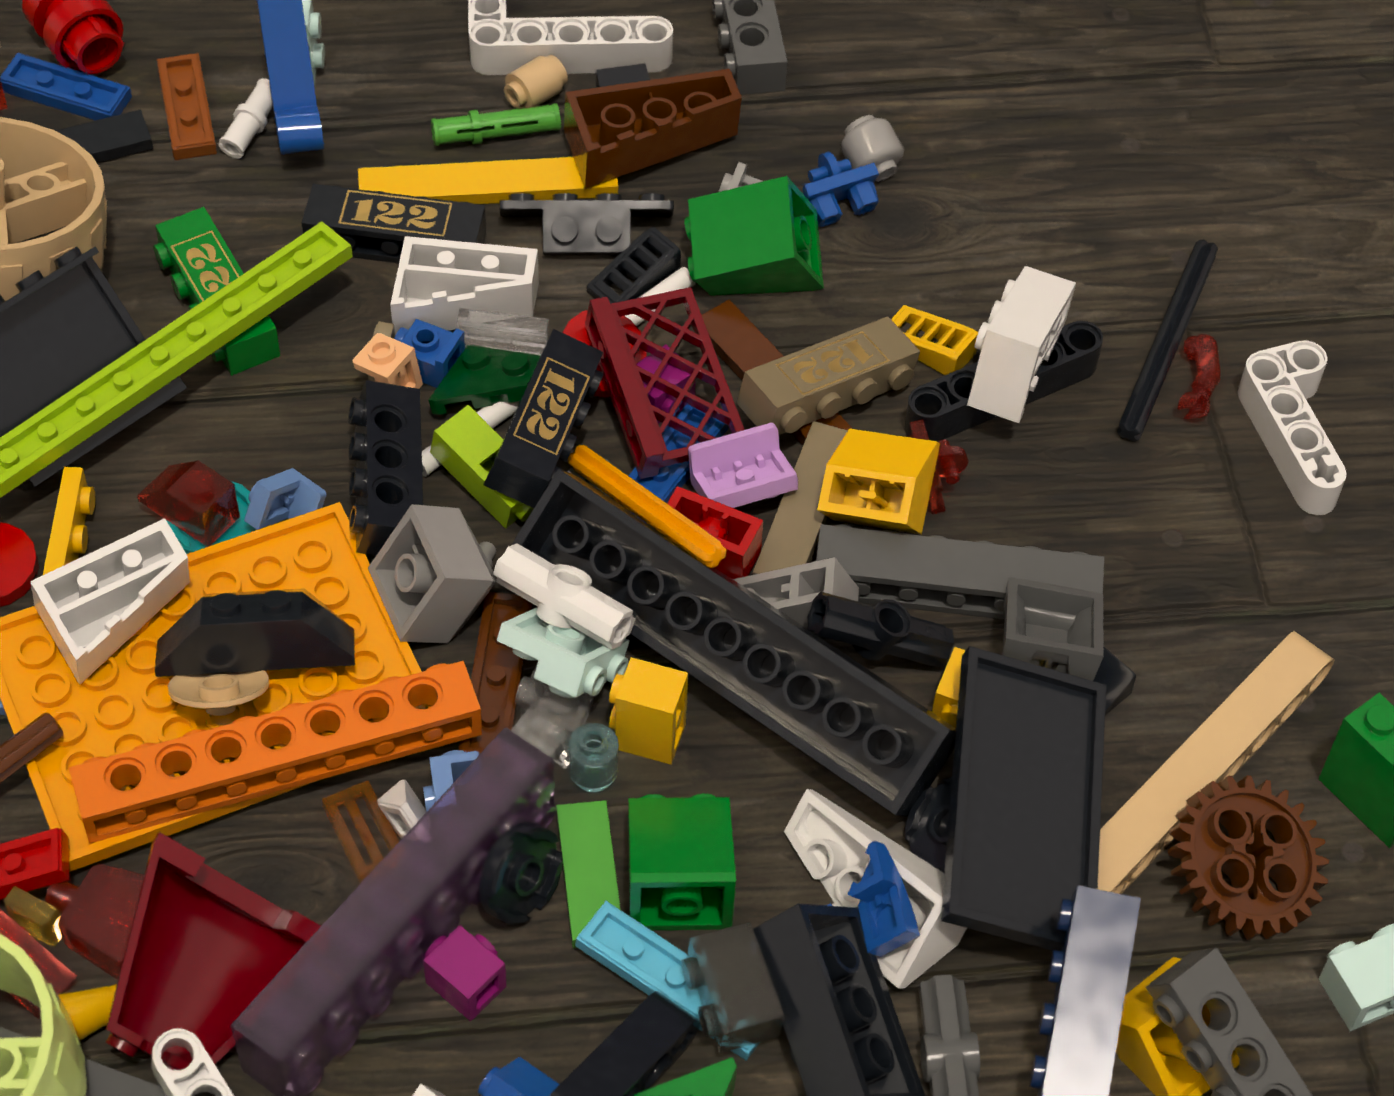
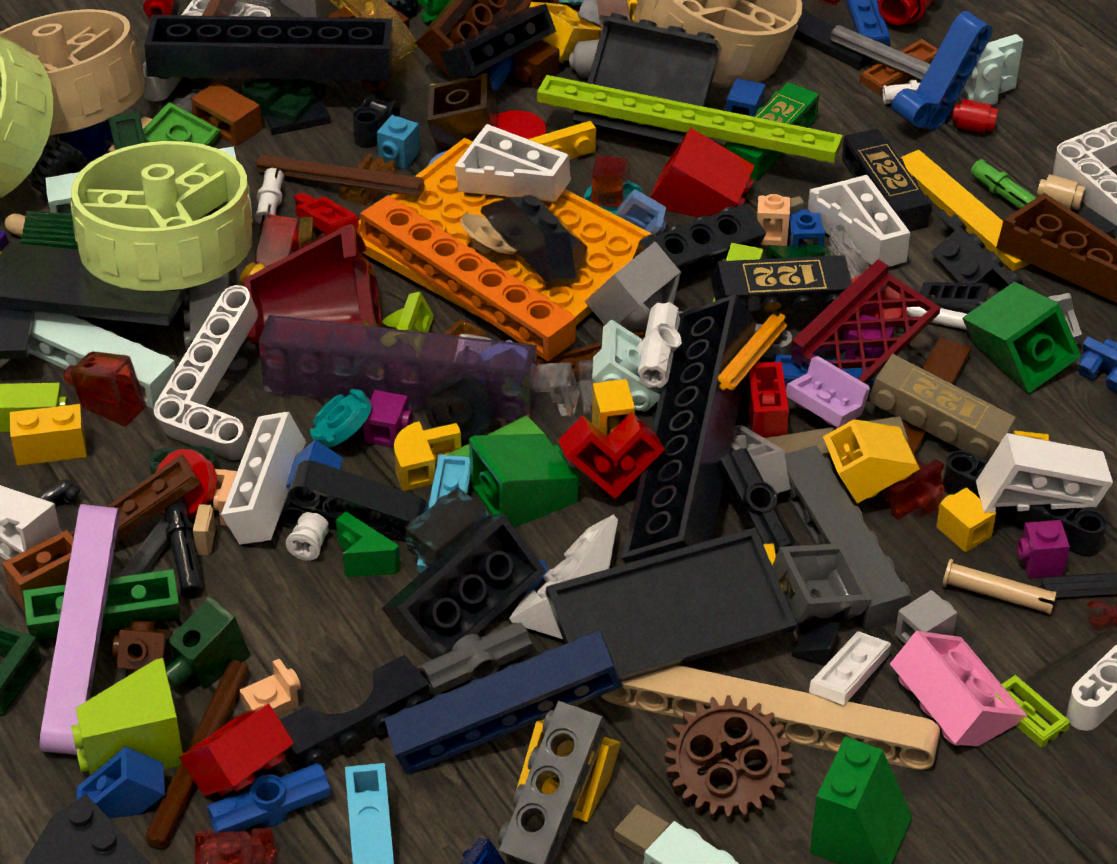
camera: 65 degrees right, 10 degrees down
(143, 289) = (745, 97): none -> blue brick
(164, 108) = (879, 52): none -> flat silver axle
(258, 409) = (702, 178): none -> red slope
(284, 857) = (413, 317): none -> lime tile
(344, 85) = (975, 116): none -> red brick
(439, 1027) = (341, 418): none -> teal tile
(554, 969) = (418, 452): none -> yellow brick
(593, 757) = (565, 410): clear light blue brick -> none
(723, 734) = (611, 459): none -> red brick
(884, 904) = (560, 566): blue slope -> none
(998, 448) = (964, 521): none -> yellow brick
(1086, 400) = (1043, 549): none -> magenta brick
(1108, 473) = (998, 587): none -> tan pin
(1142, 564) = (926, 614): none -> light grey brick
(1171, 670) = (850, 668): none -> white tile
(1247, 588) = (955, 688): none -> bright pink slope
(1292, 548) = (1033, 724): none -> lime tile
(1294, 1001) = (640, 829): none -> dark tan tile

